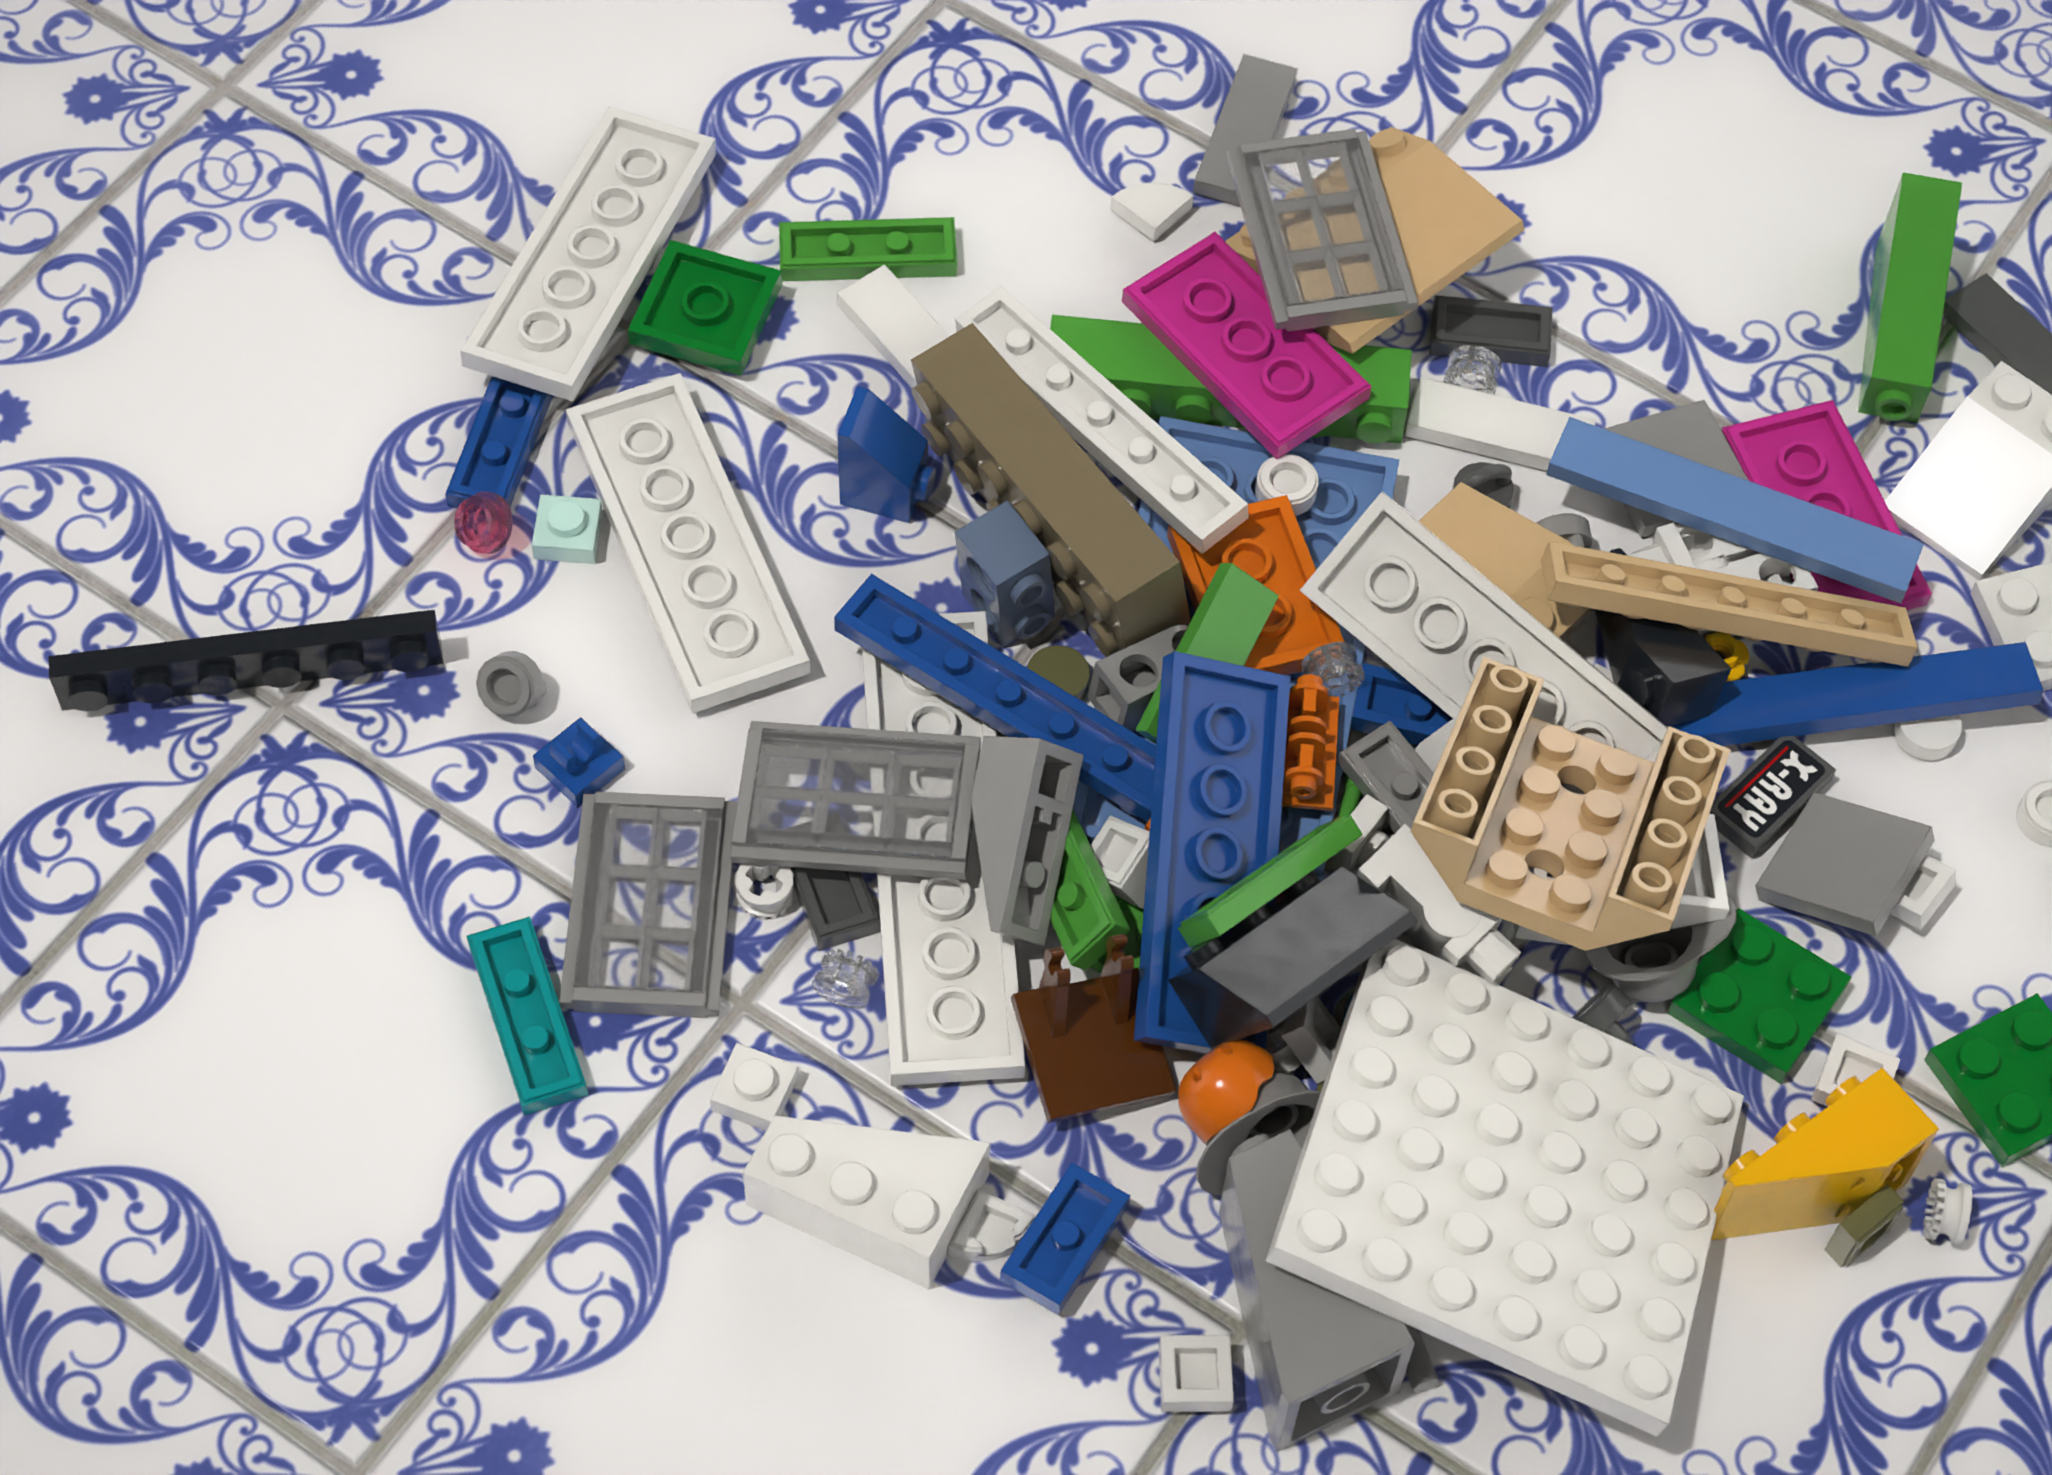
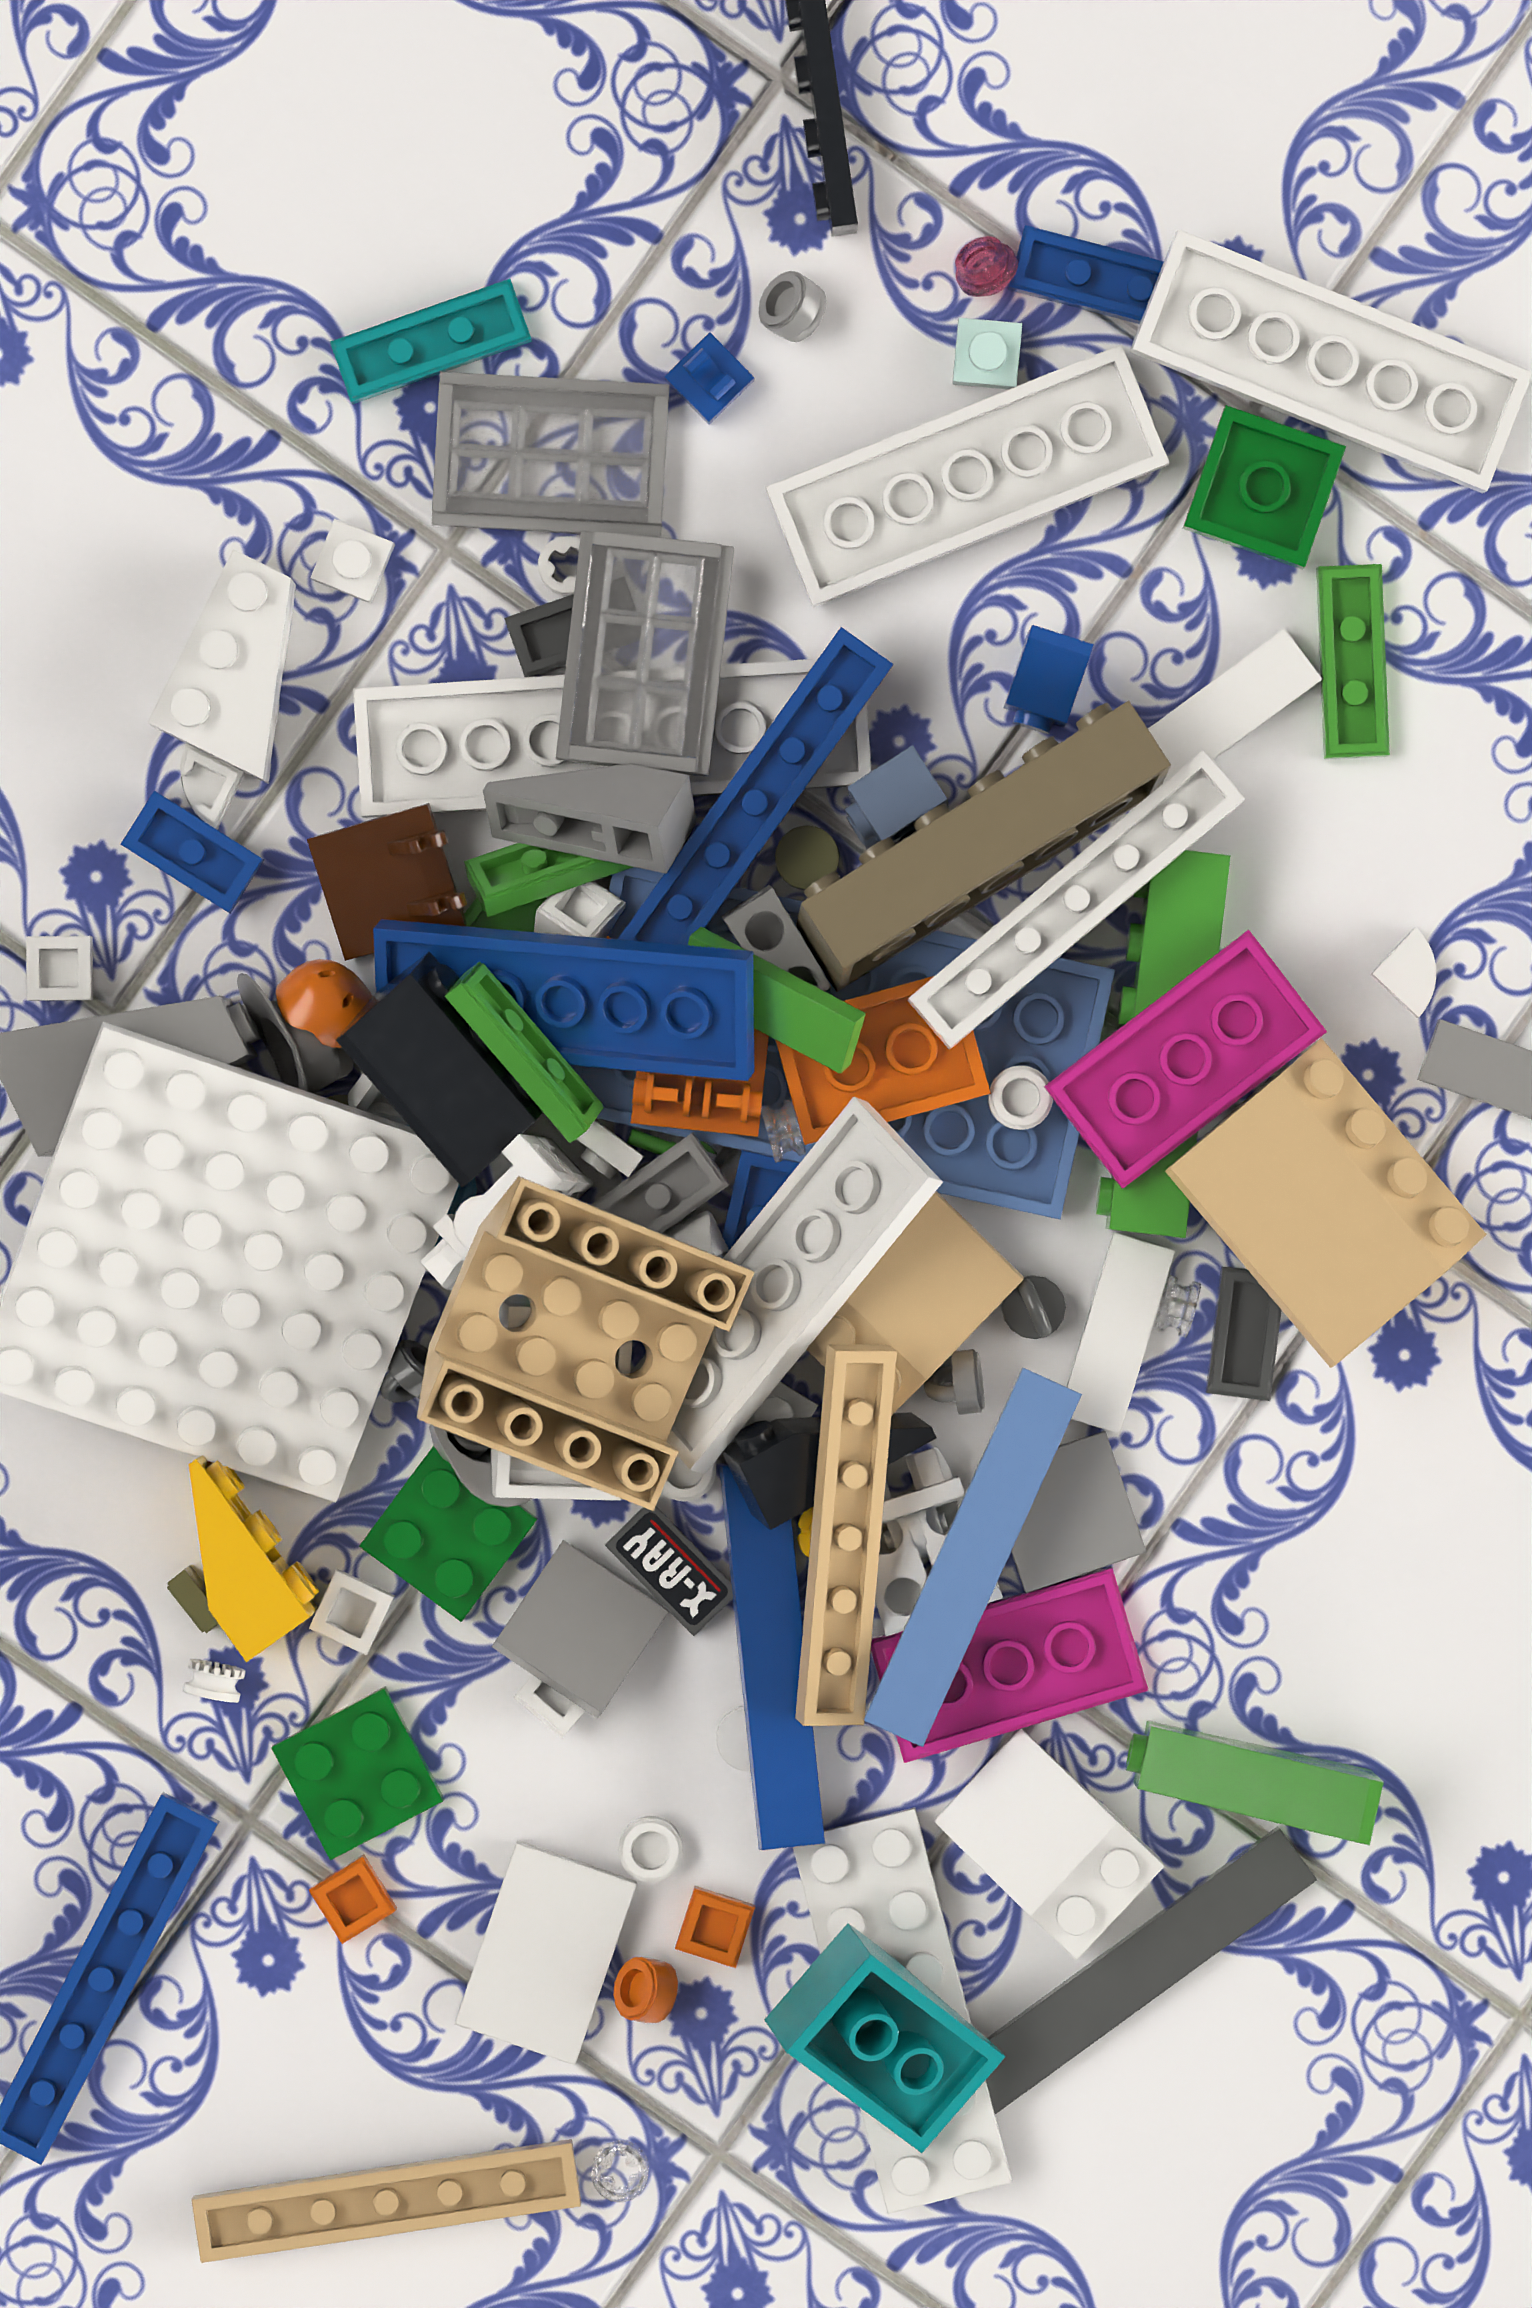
camera: 90 degrees right, 30 degrees up
(845, 979) = (459, 645): clear bush -> none
(1321, 230) = (1311, 1143): clear piece -> none

